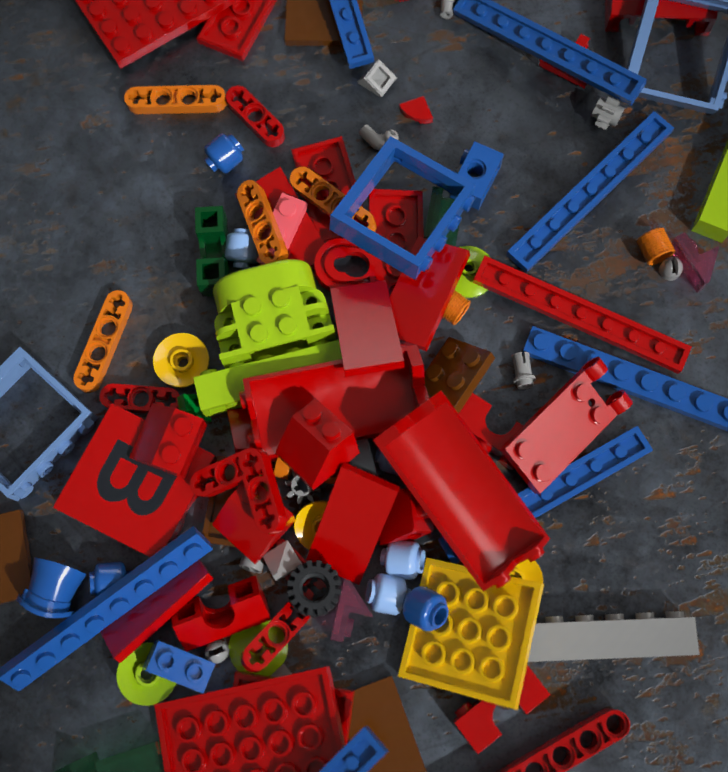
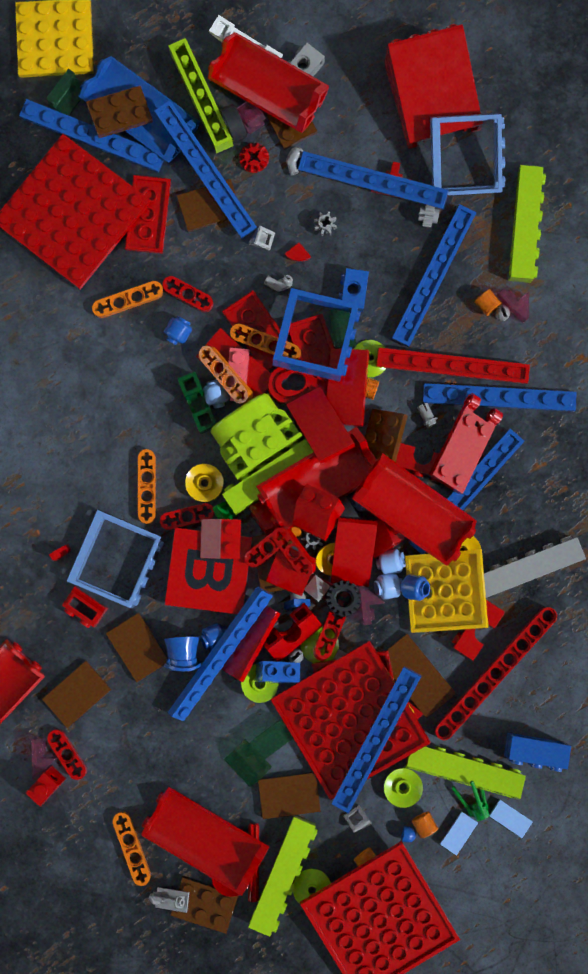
camera: 20 degrees left, 10 degrees up
(242, 571) = (290, 605): none -> blue tile
(465, 83) = (321, 220): none -> light grey gear

